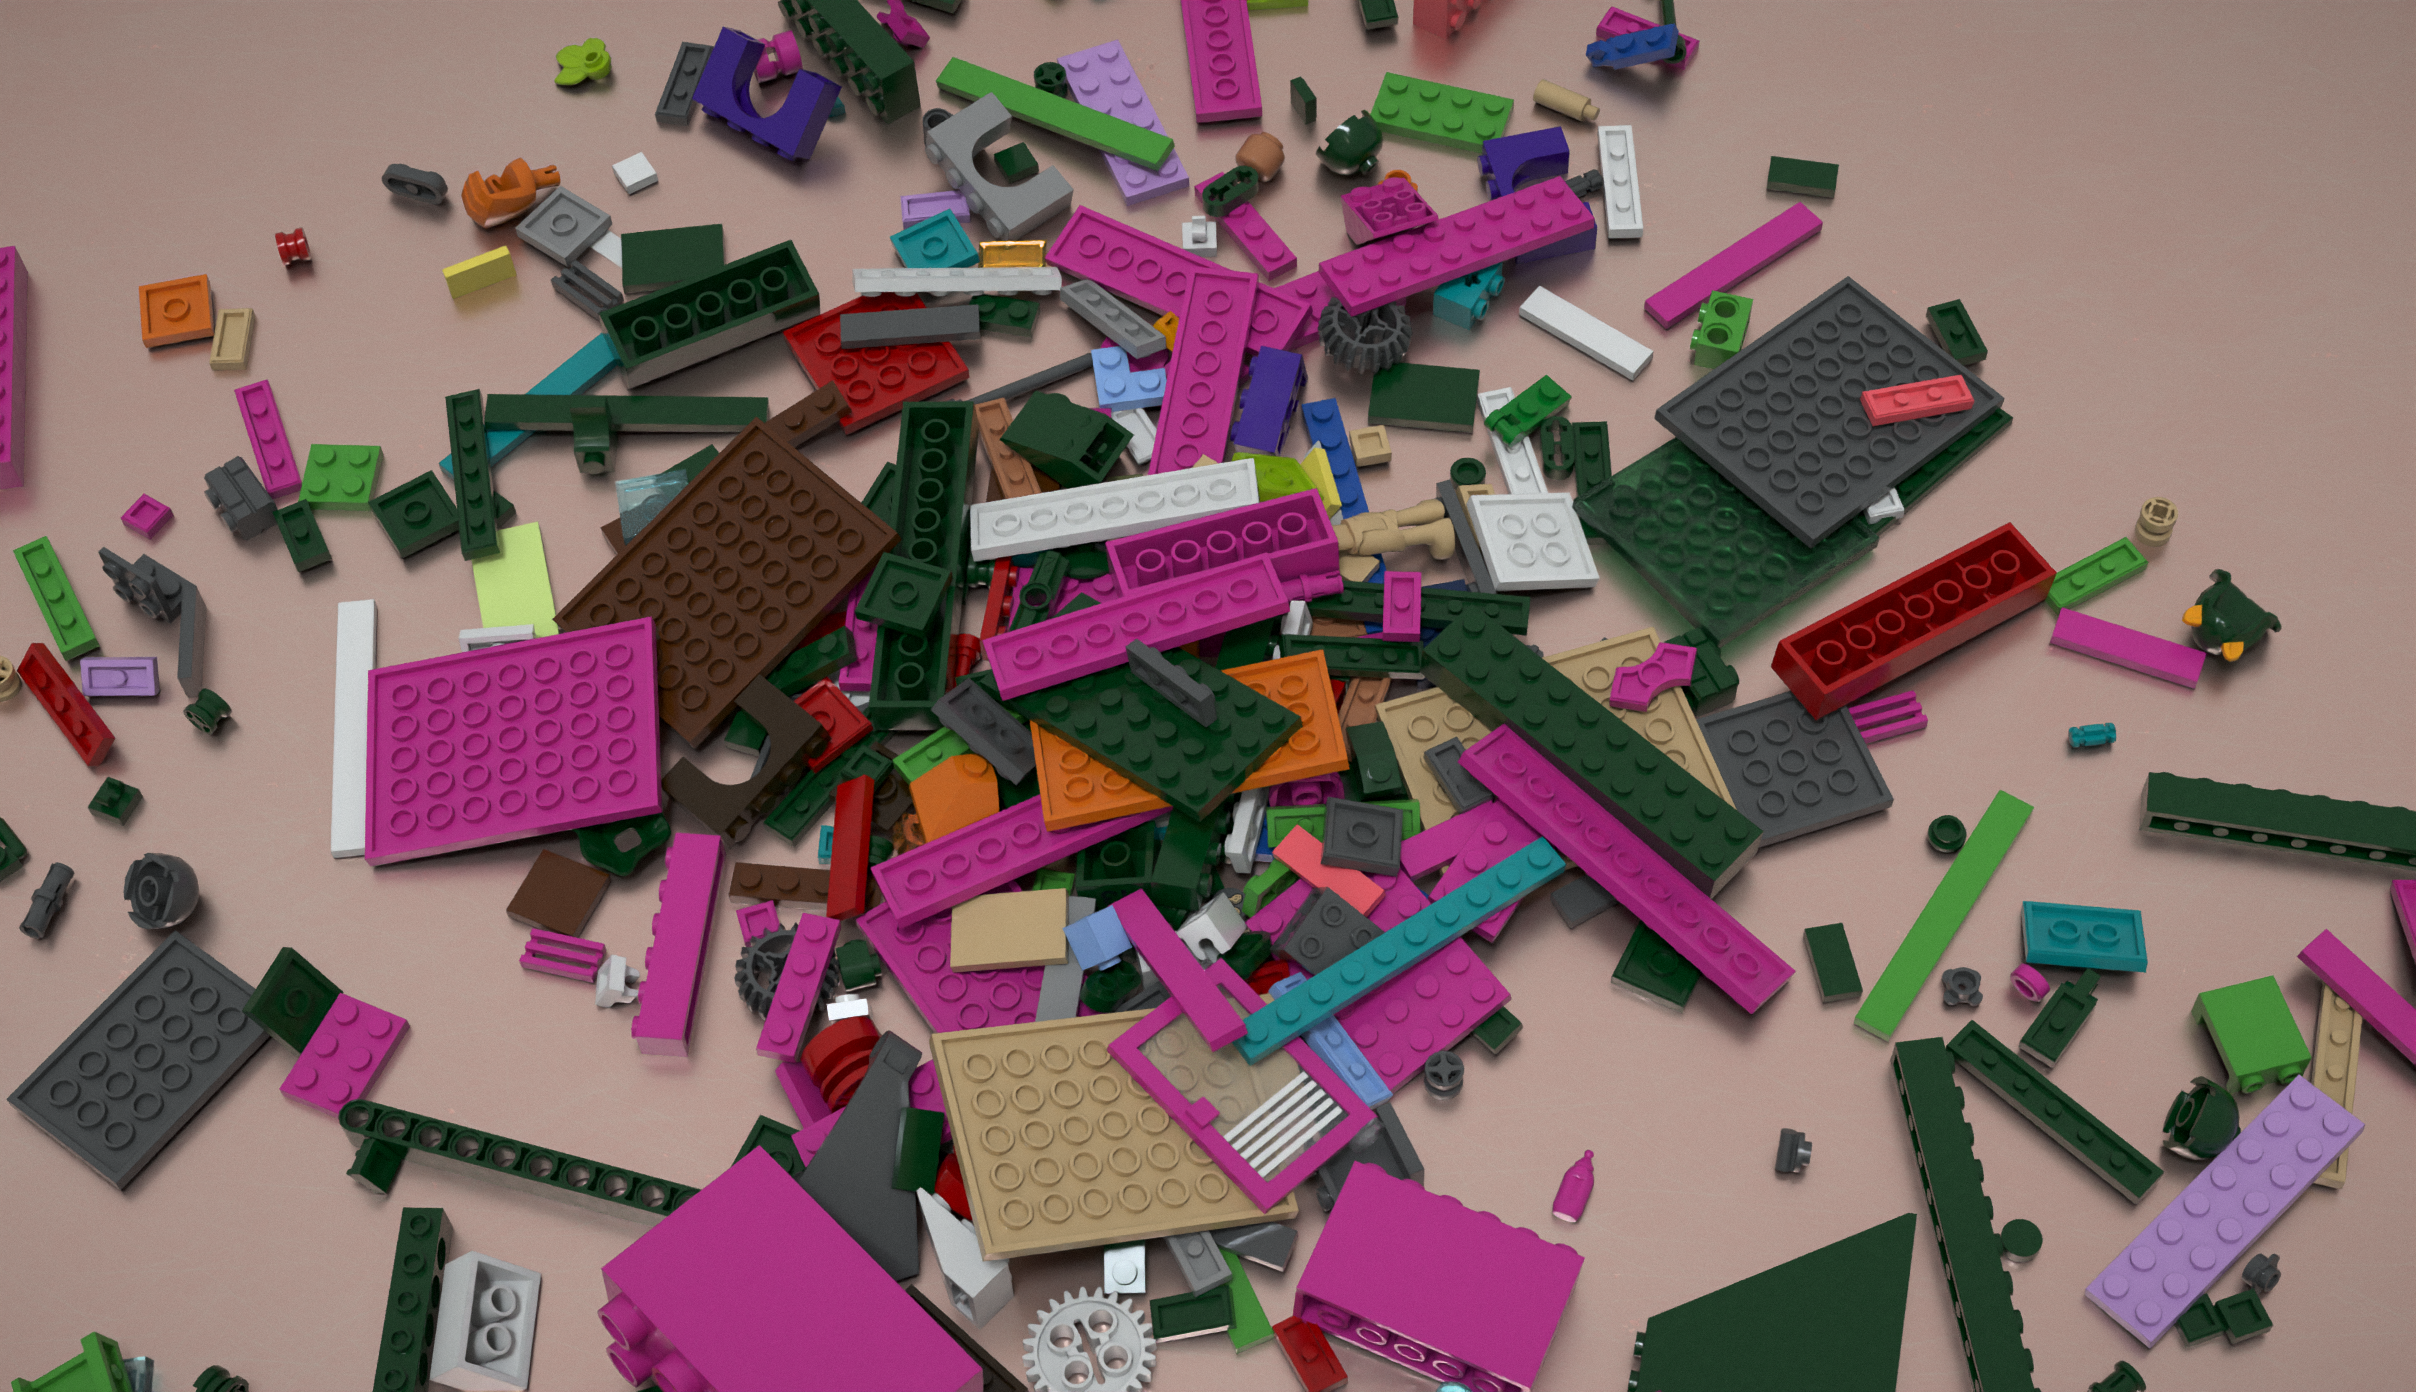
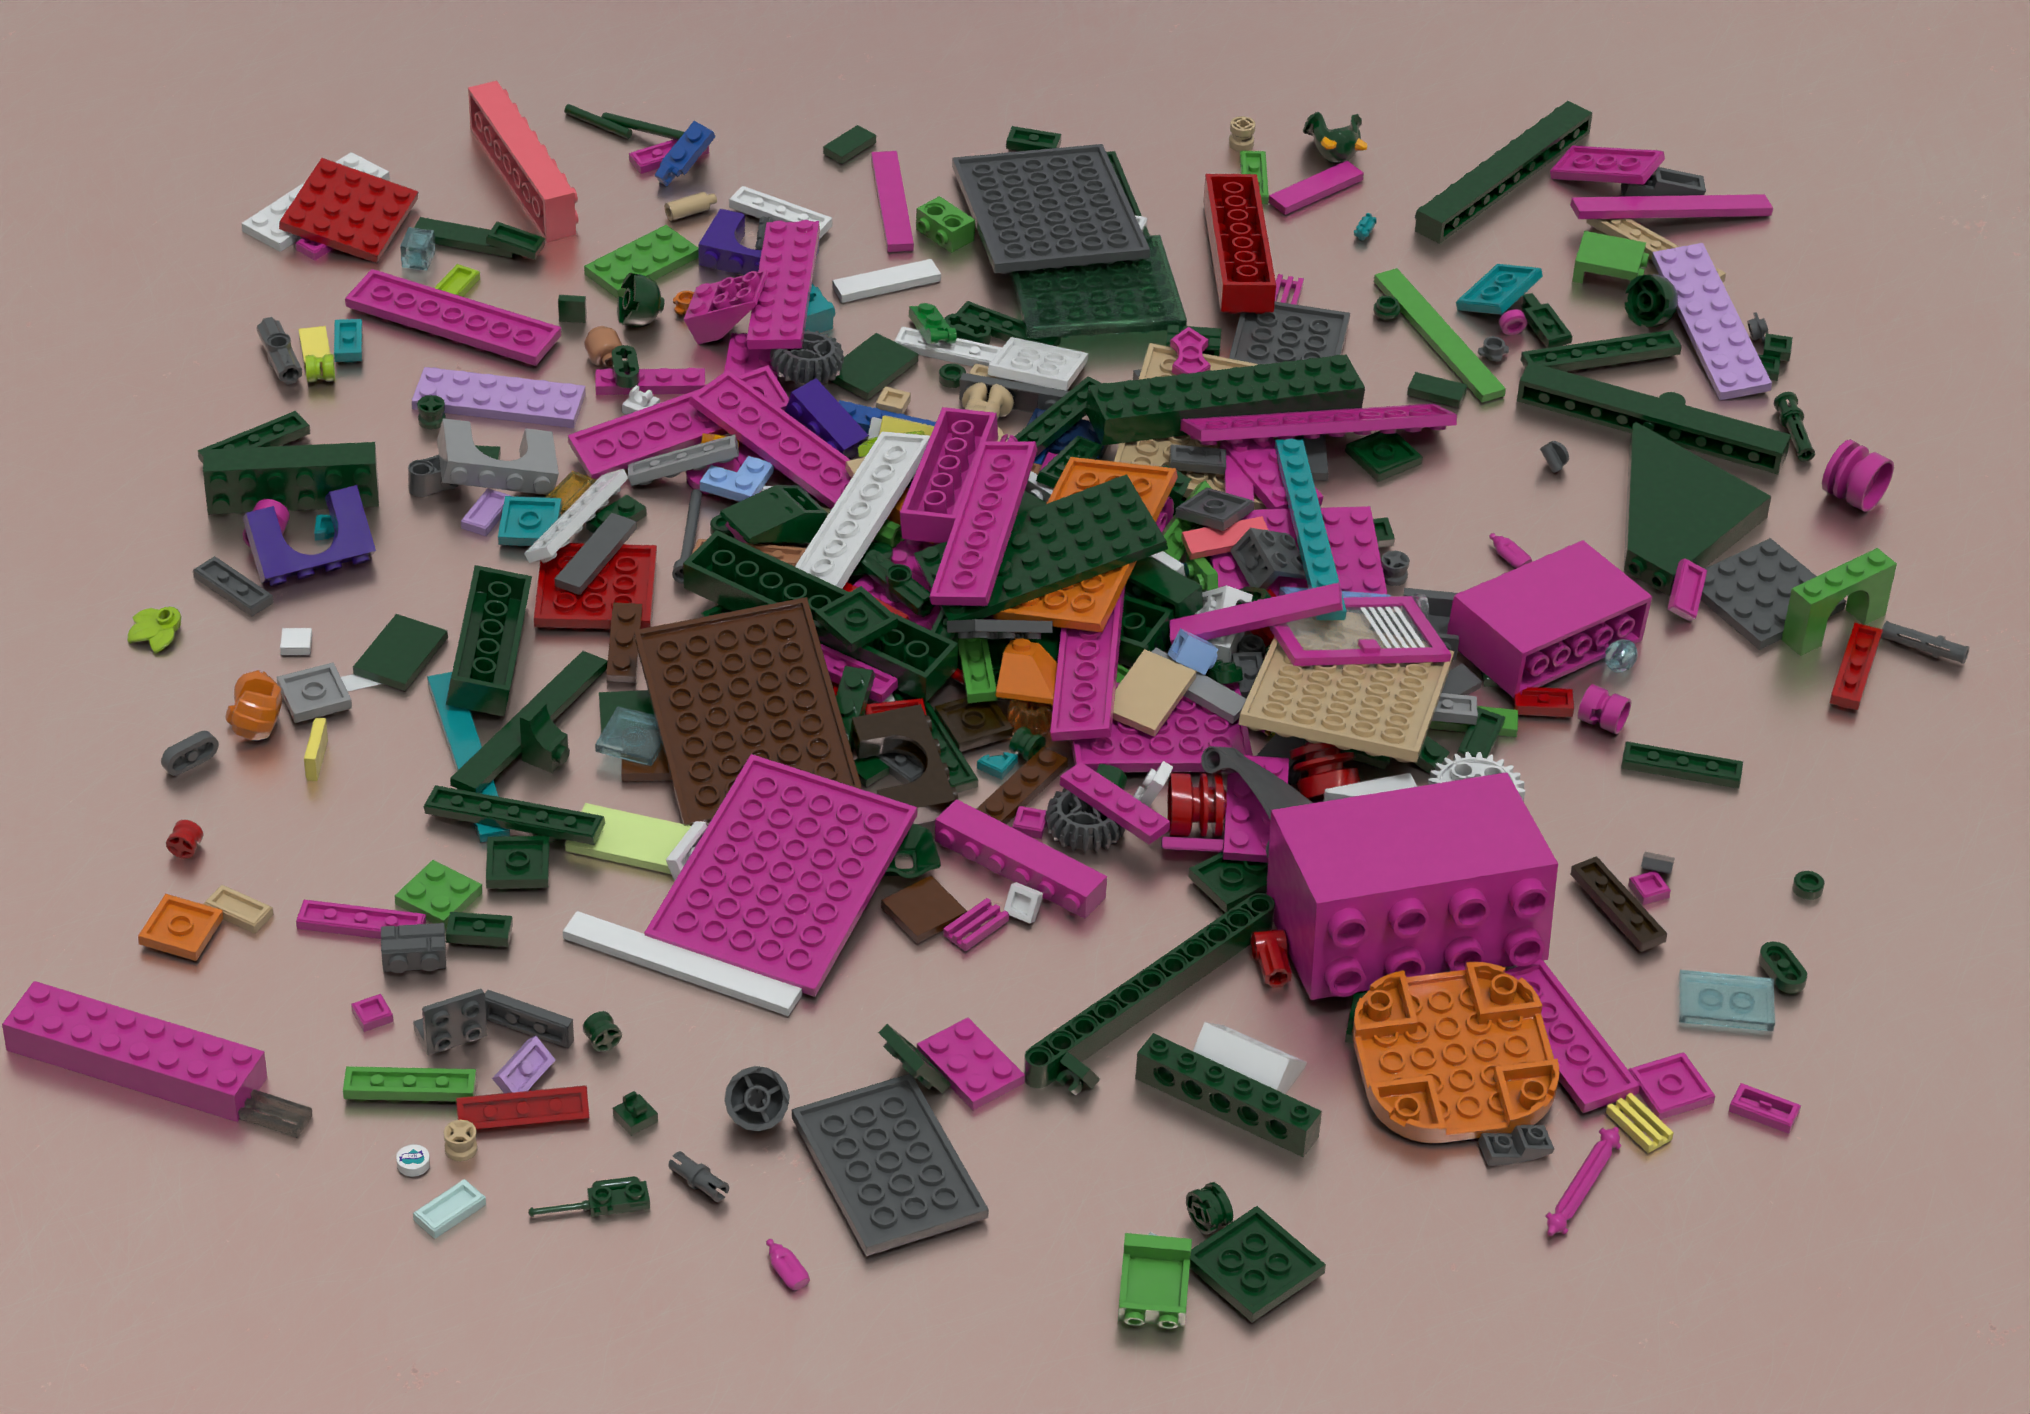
camera: 65 degrees left, 15 degrees down
(594, 280) = (386, 705): dark grey tile -> none
(850, 848) = (1020, 741): red tile -> none
(870, 763) = (958, 715): dark green tile -> none
(917, 1150) = (1295, 780): dark green tile -> none
(1058, 114) = (477, 412): bright green tile -> none
(1172, 682) = (1054, 514): dark grey plate -> none
(1402, 606) = (1053, 423): dark pink plate -> none
(1916, 400) = (1078, 170): coral tile -> none

